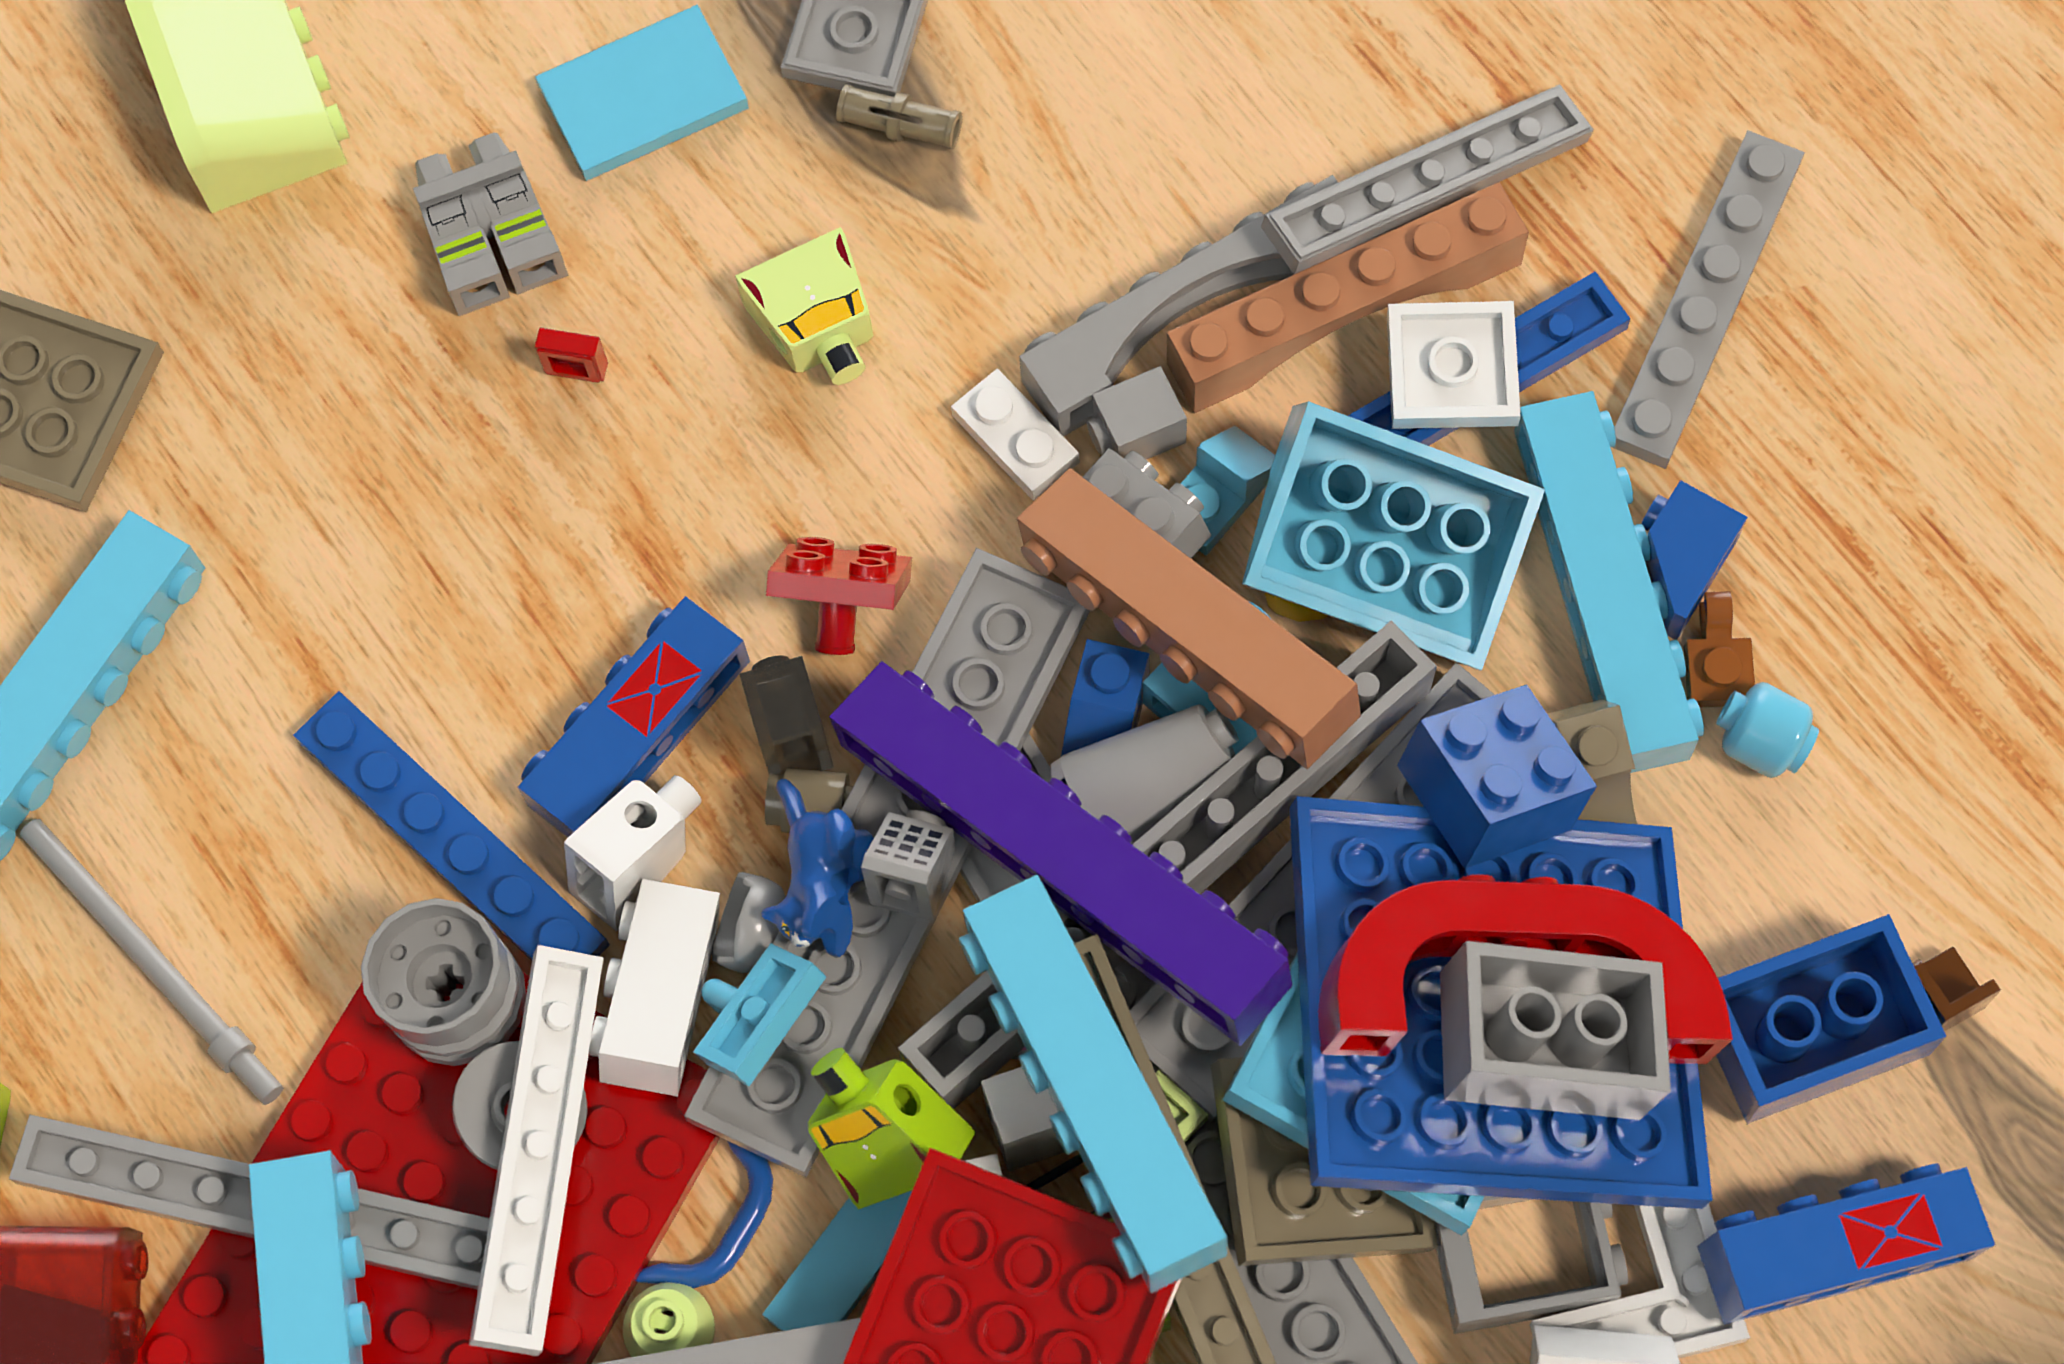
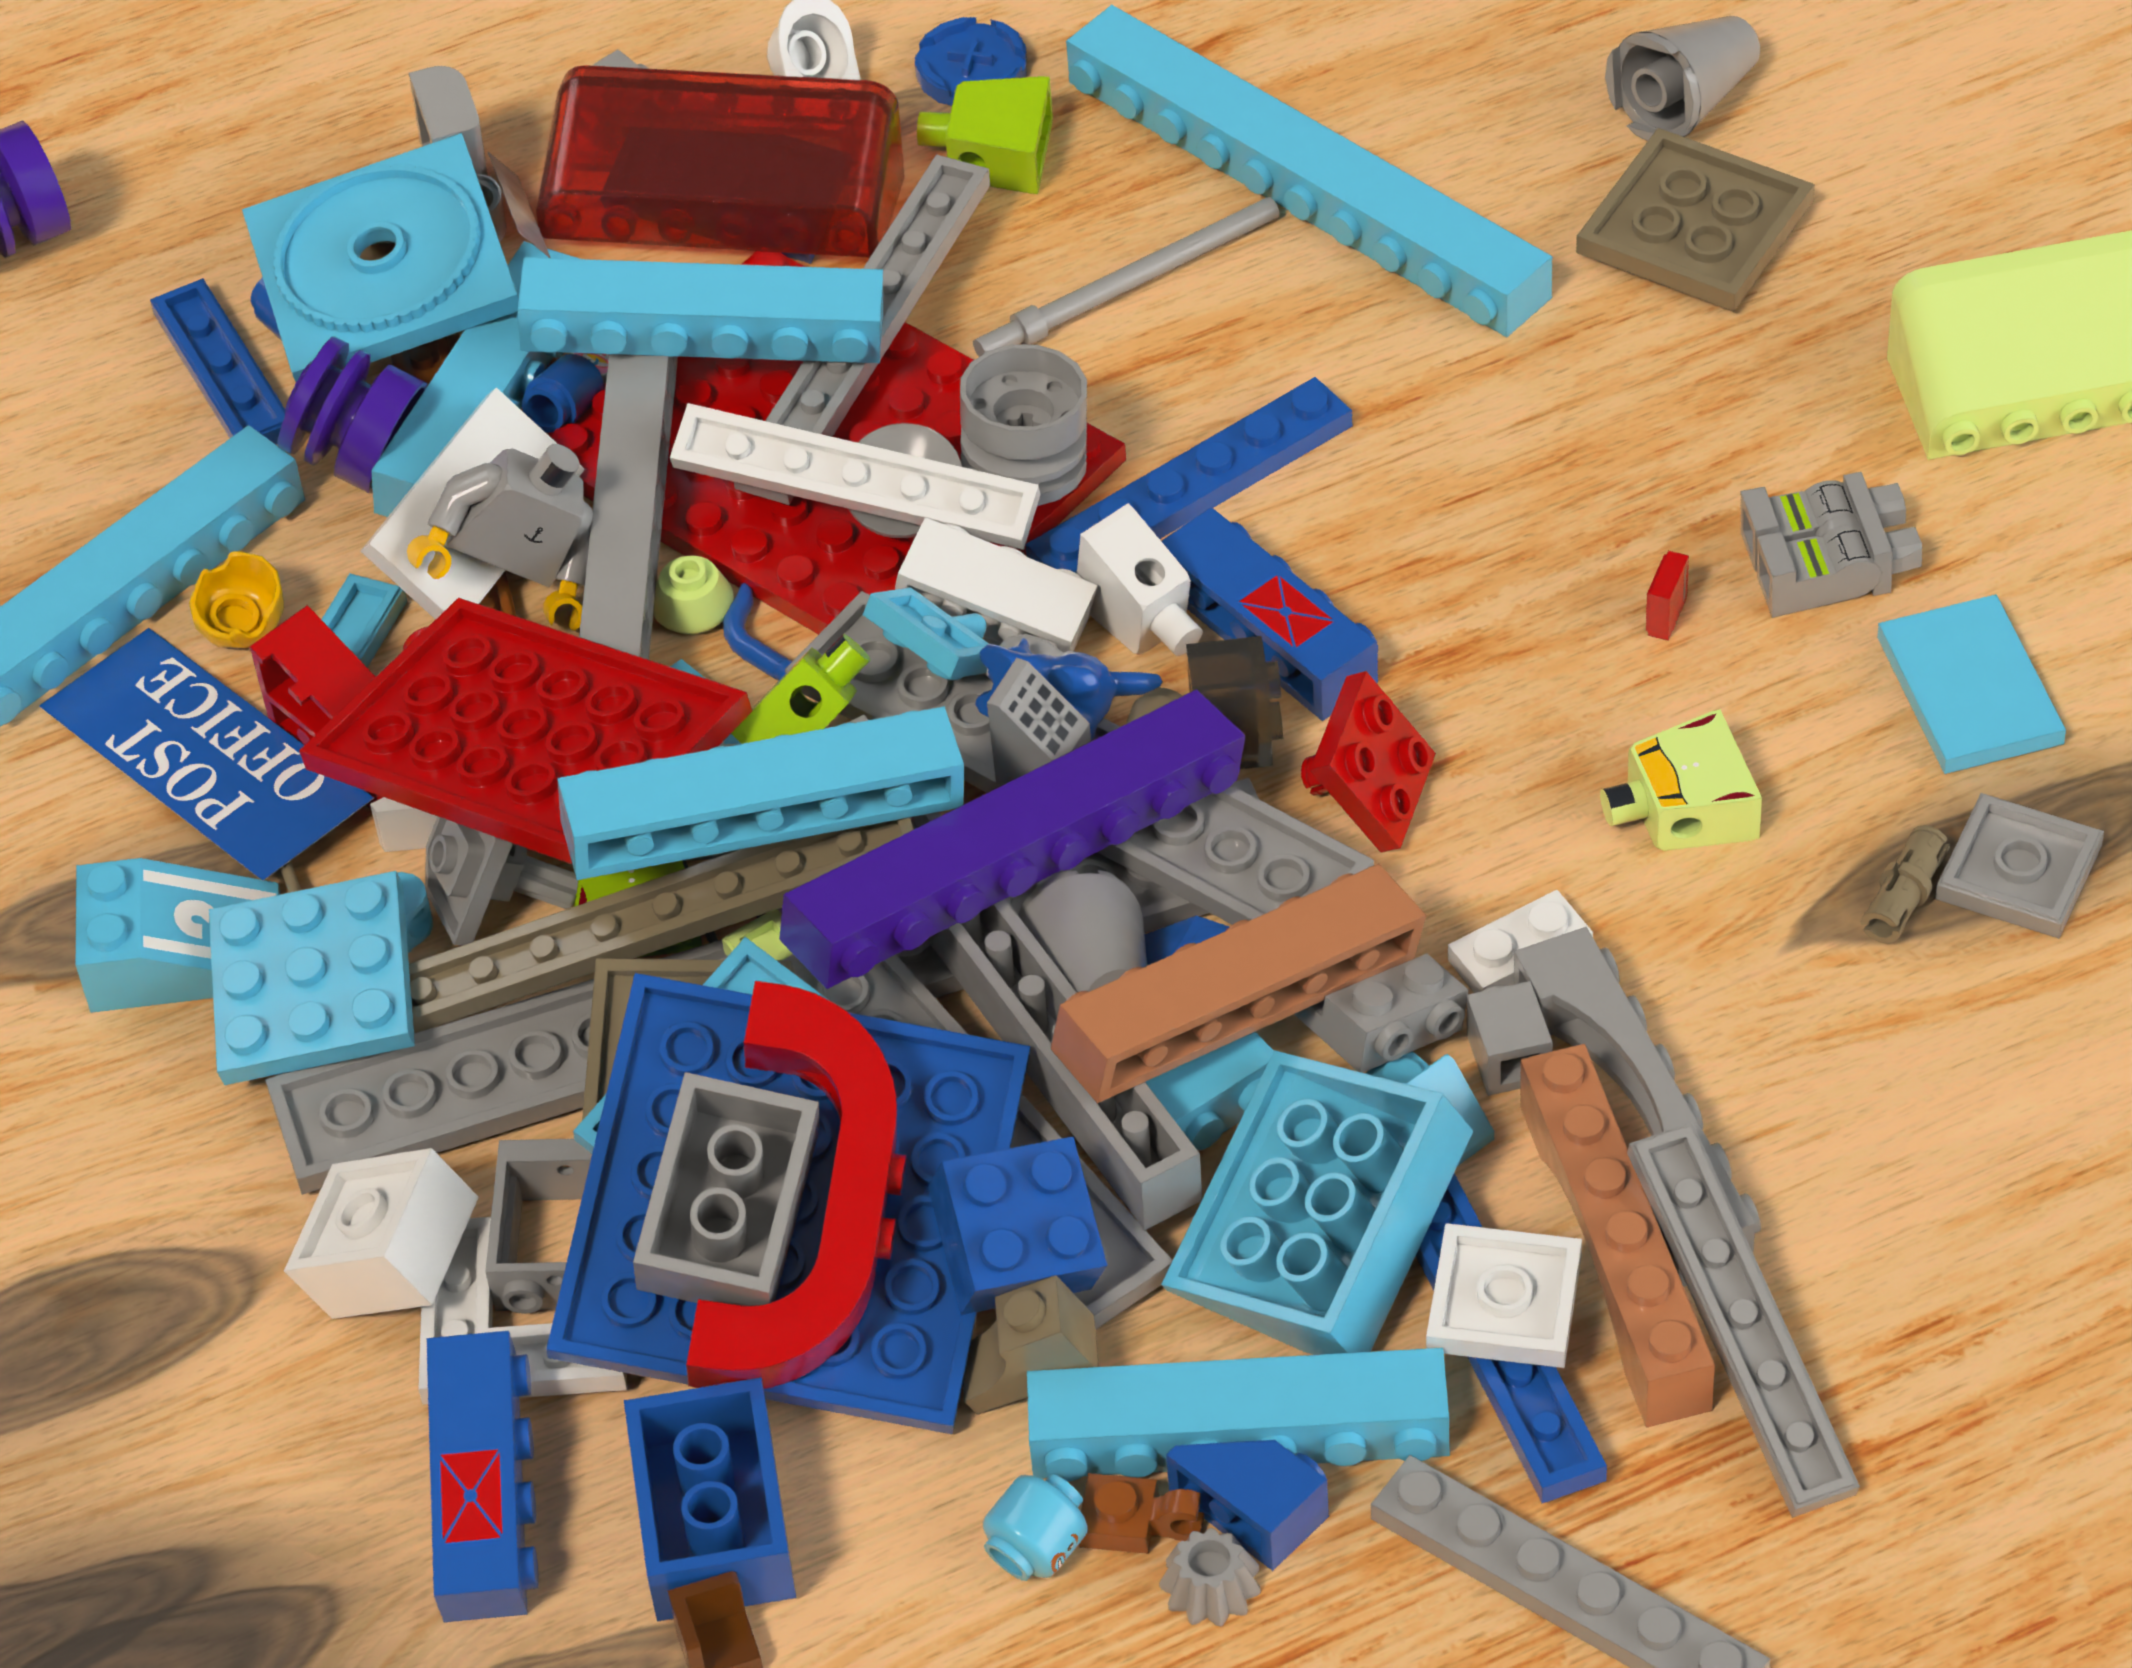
camera: 100 degrees right, 20 degrees down
(1764, 586) = (1210, 1577): none -> light grey piece

